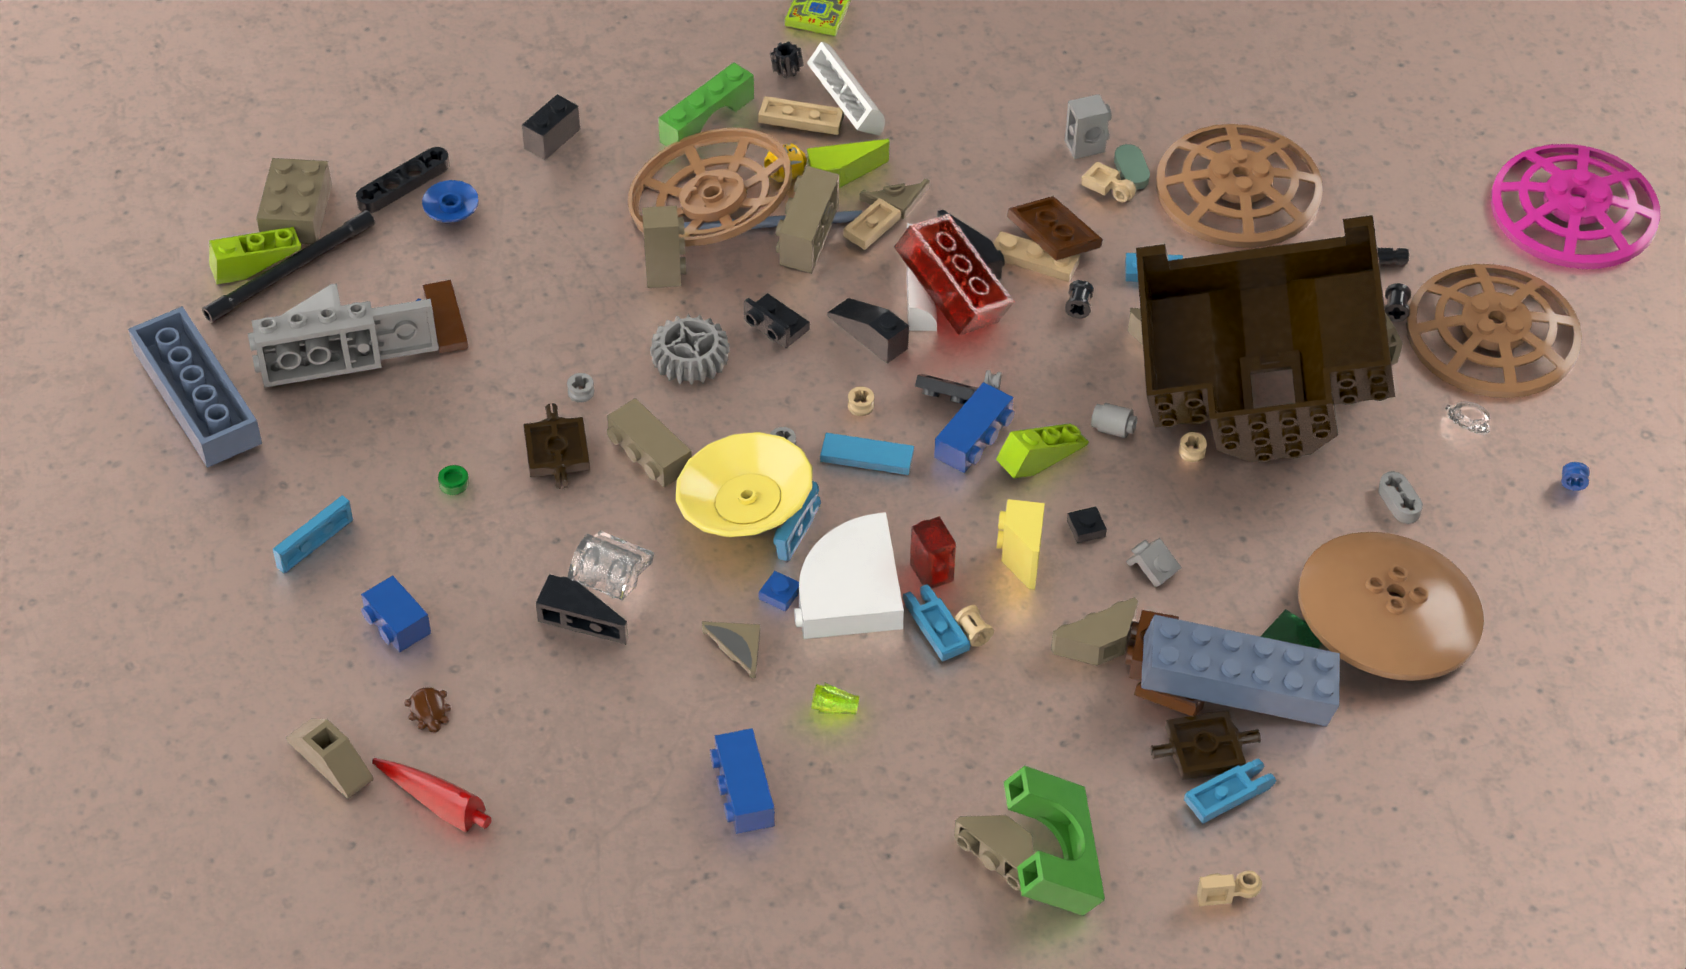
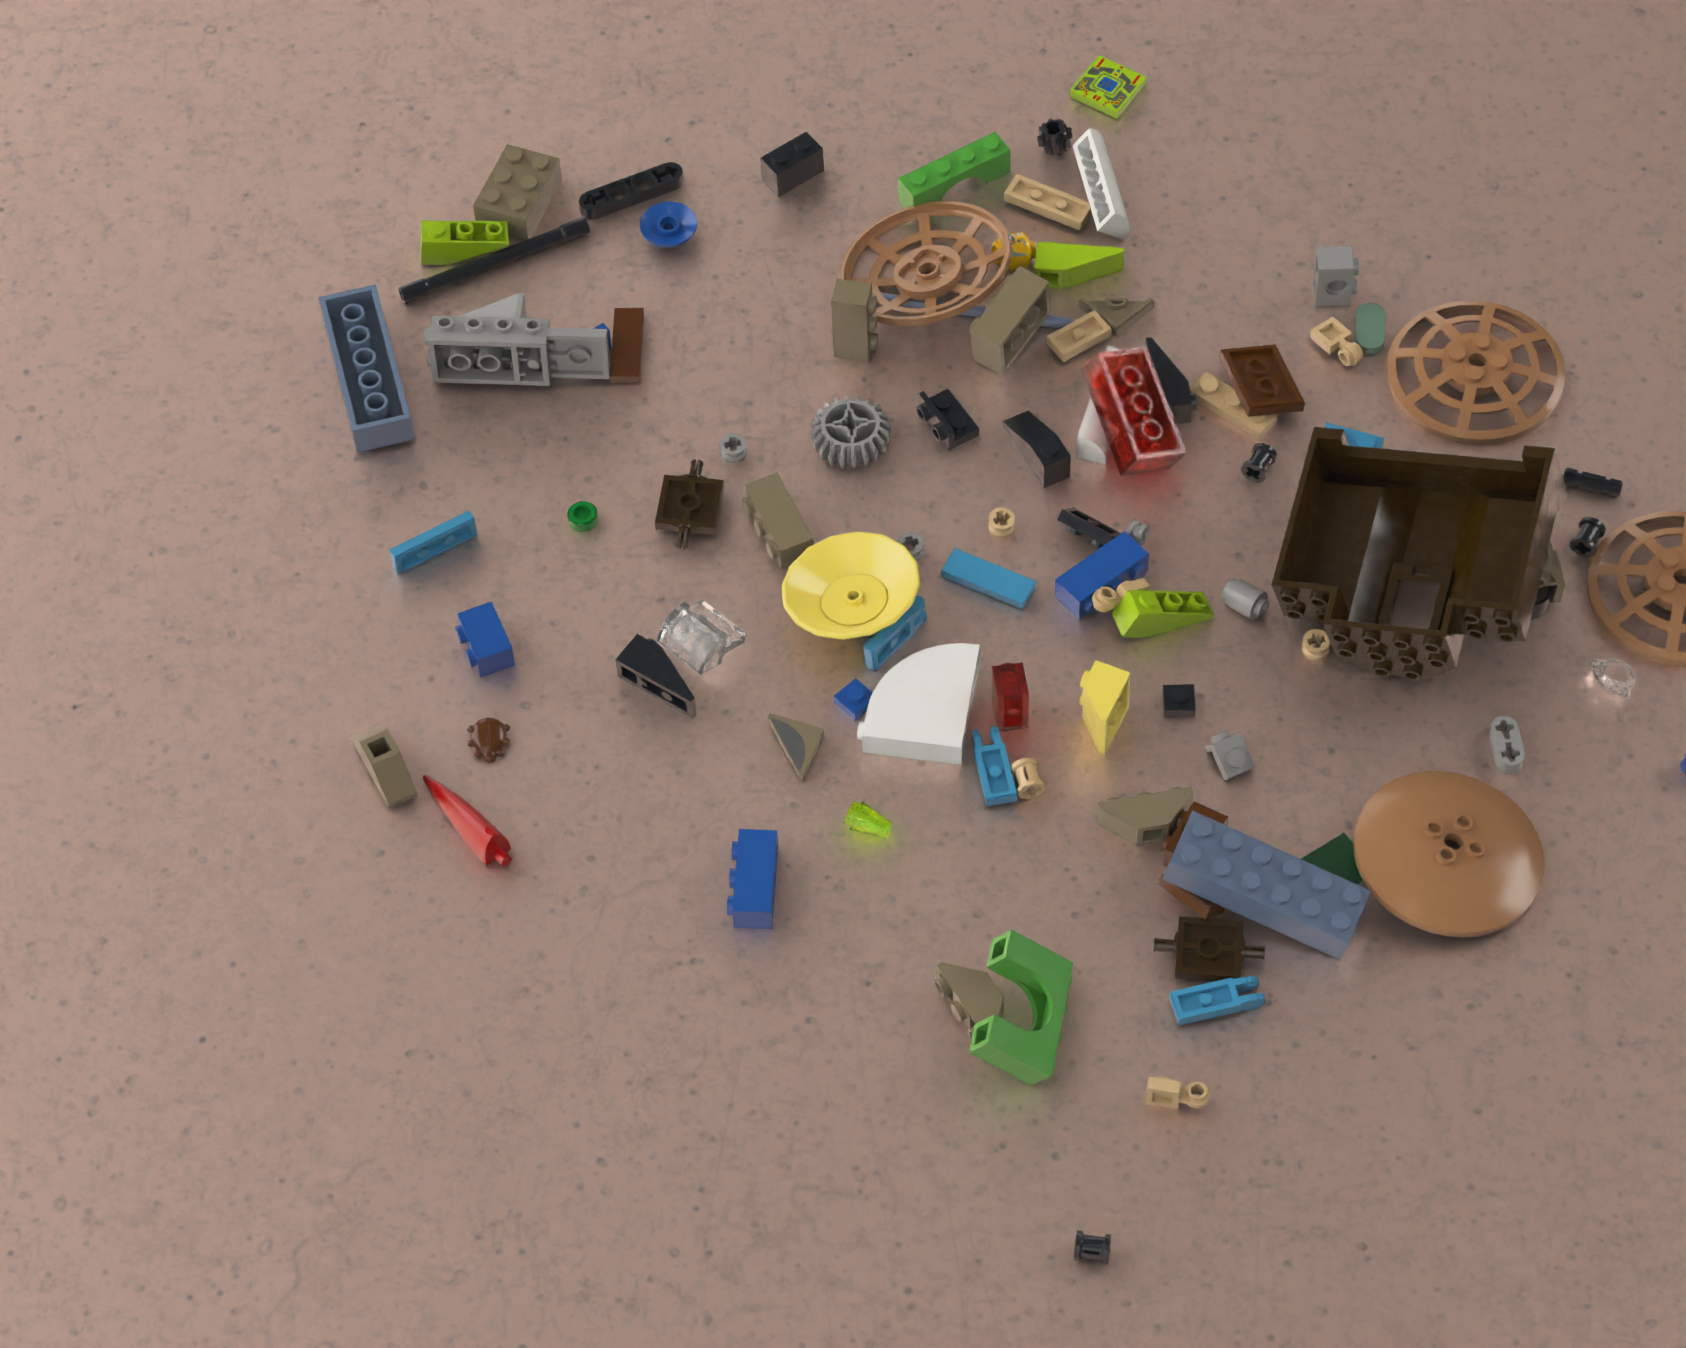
camera: 20 degrees right, 5 degrees up
(991, 445) = (1107, 599): none -> tan plate

